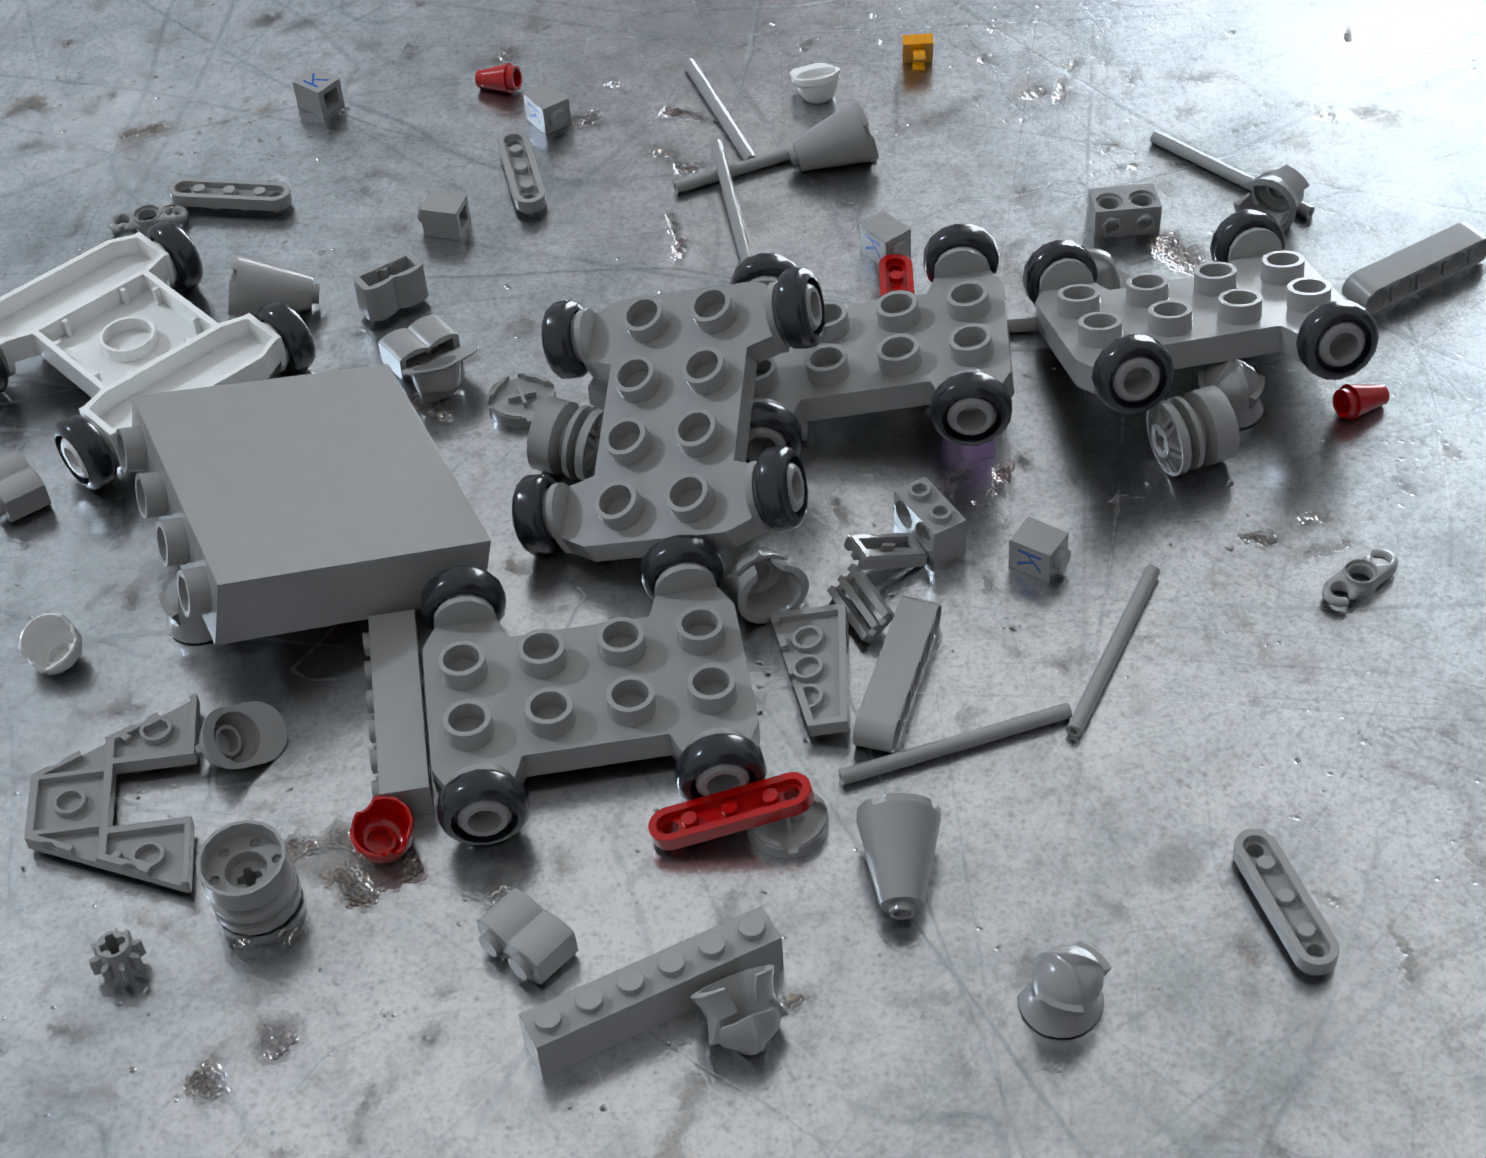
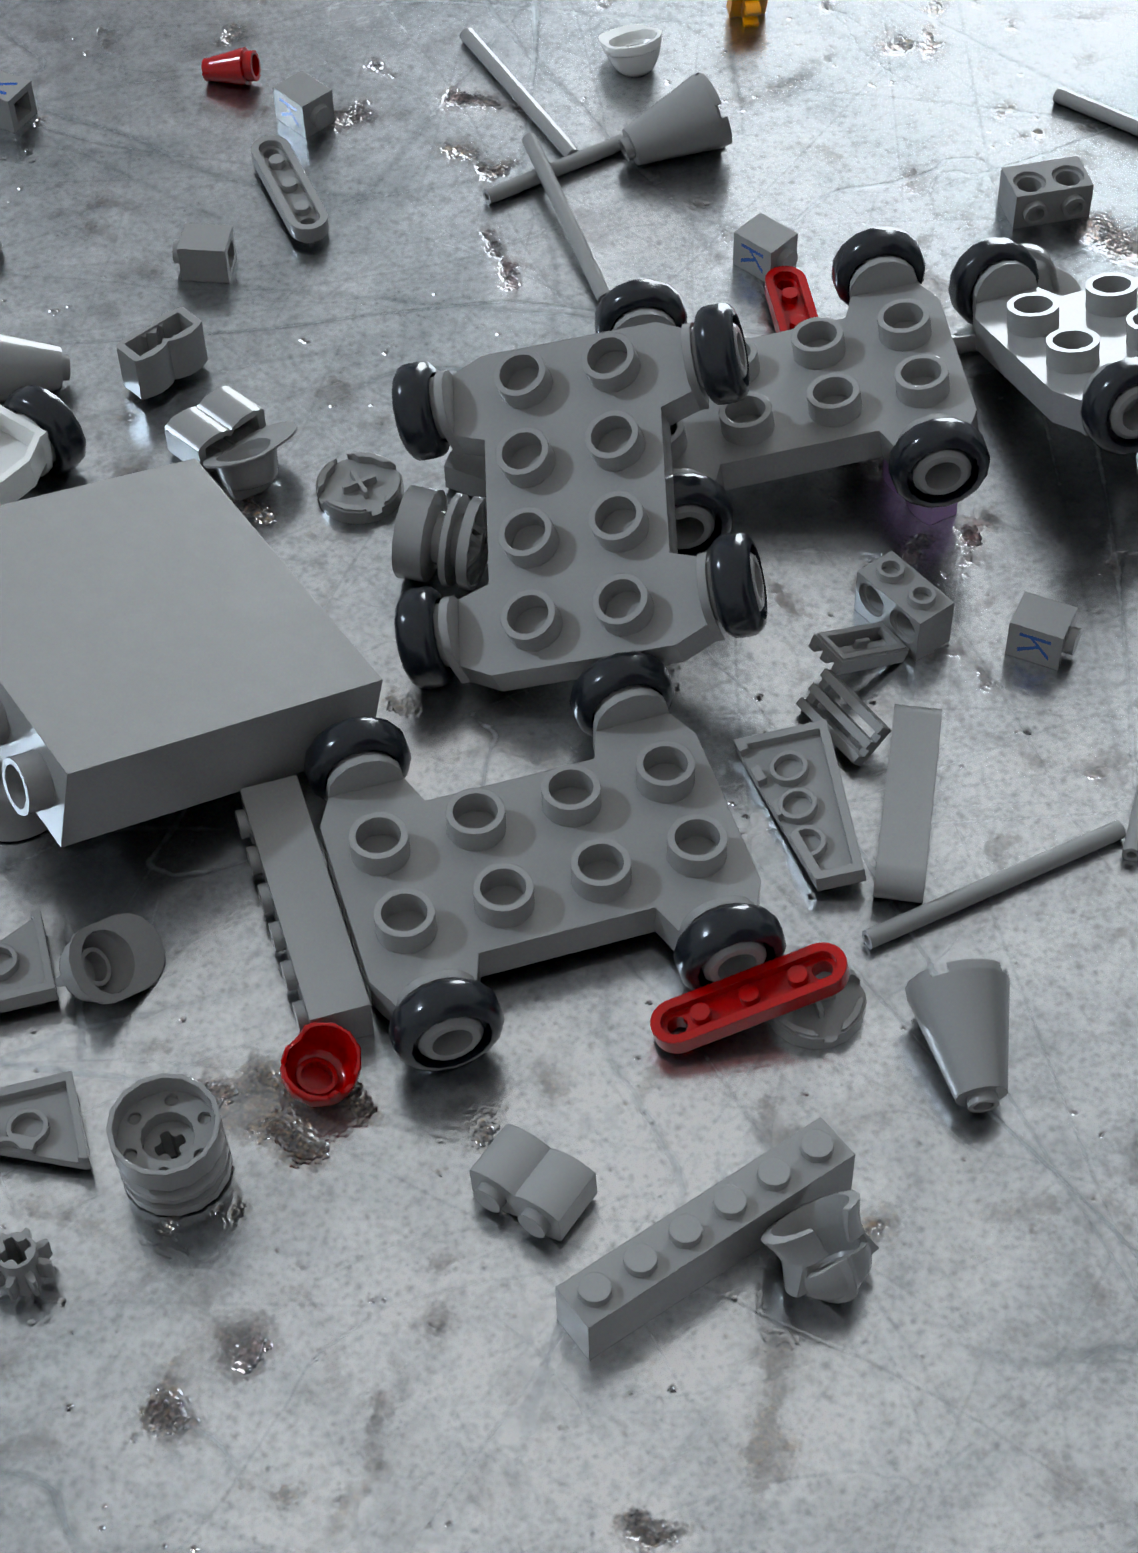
camera: 10 degrees left, 5 degrees up
(766, 584) = (725, 703): light grey helmet -> none

